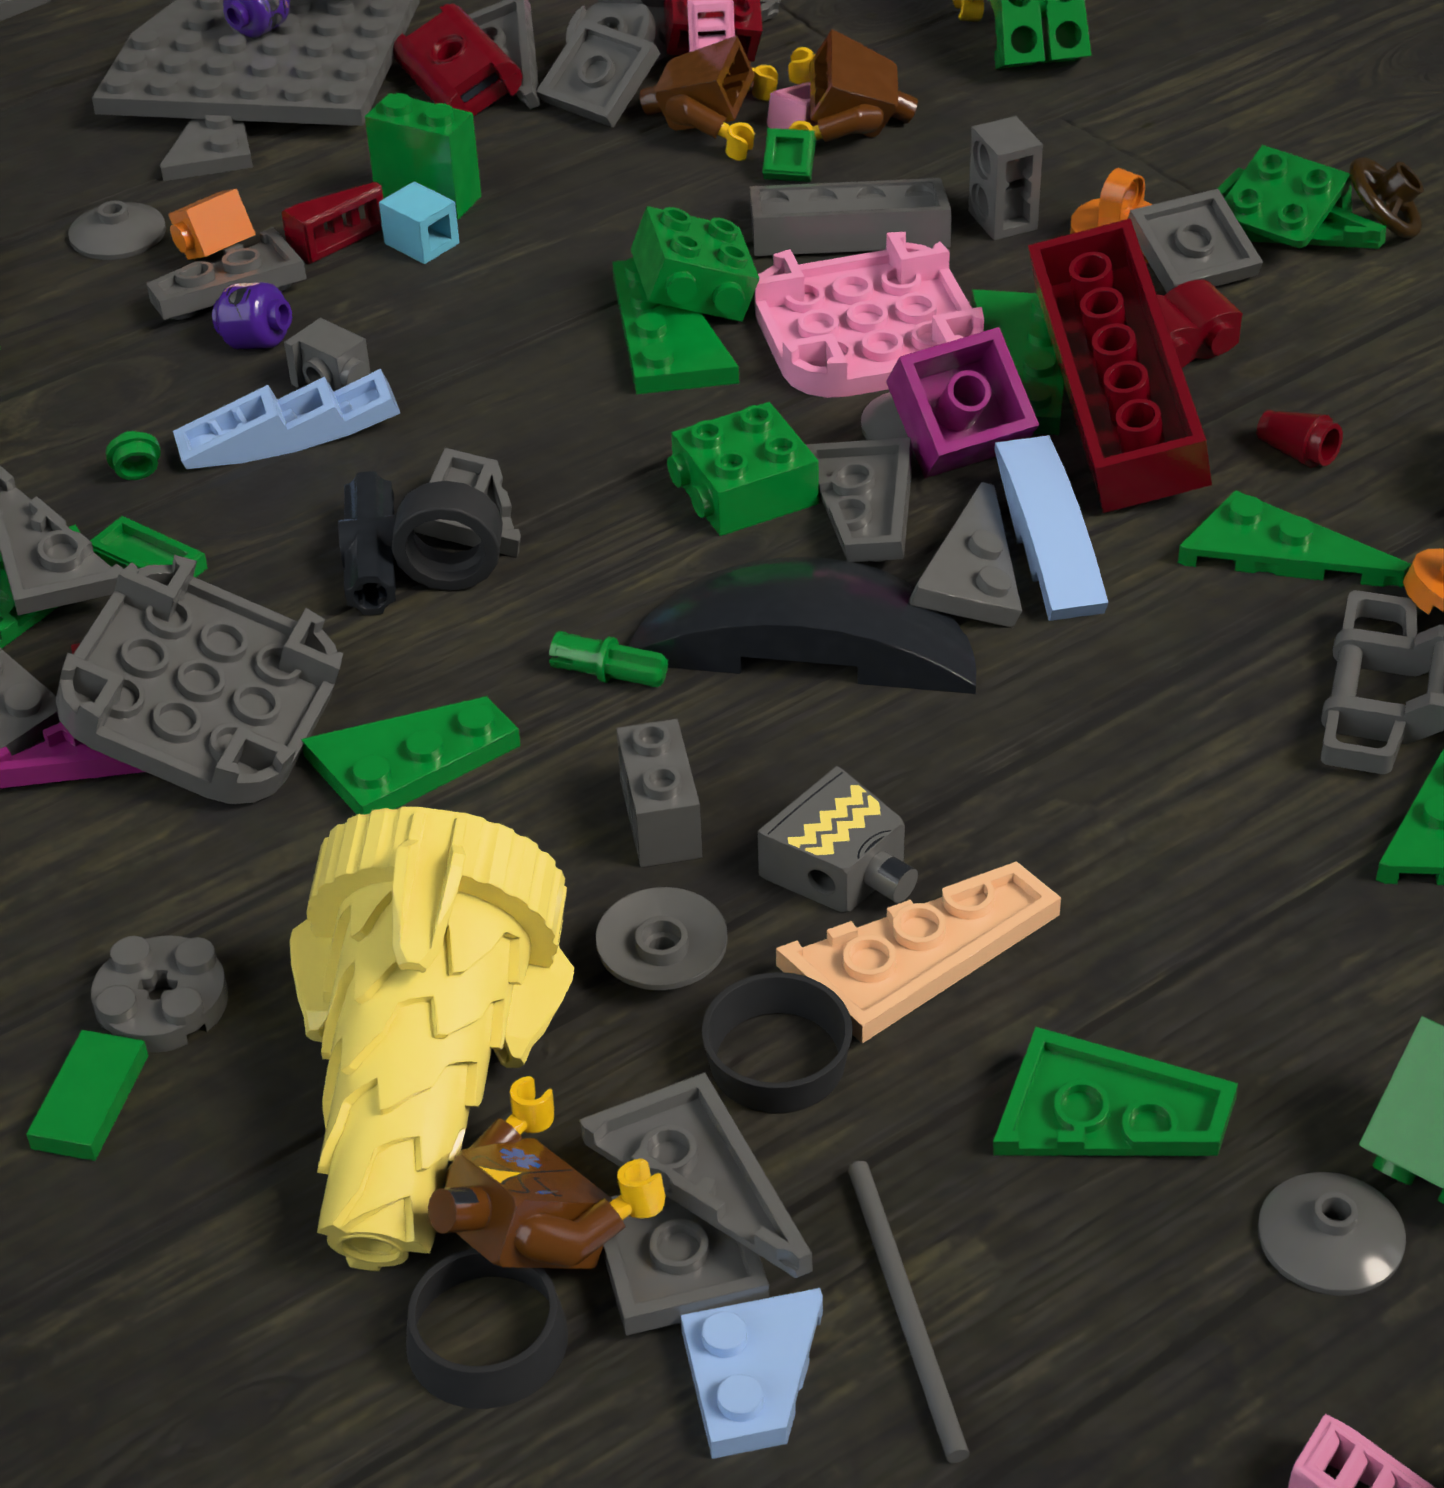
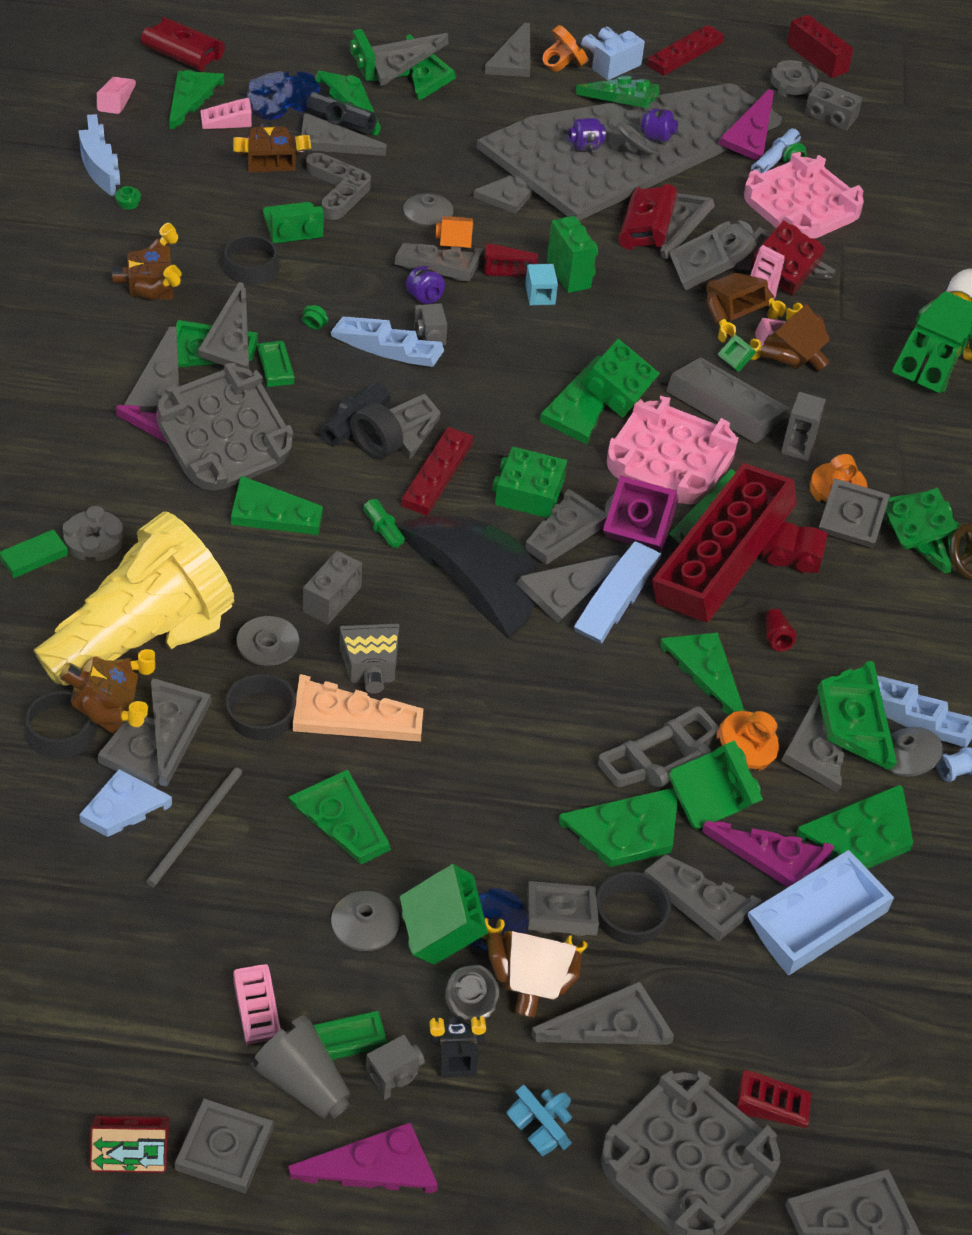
camera: 35 degrees right, 5 degrees up
(587, 544) = (437, 471): none -> dark red plate

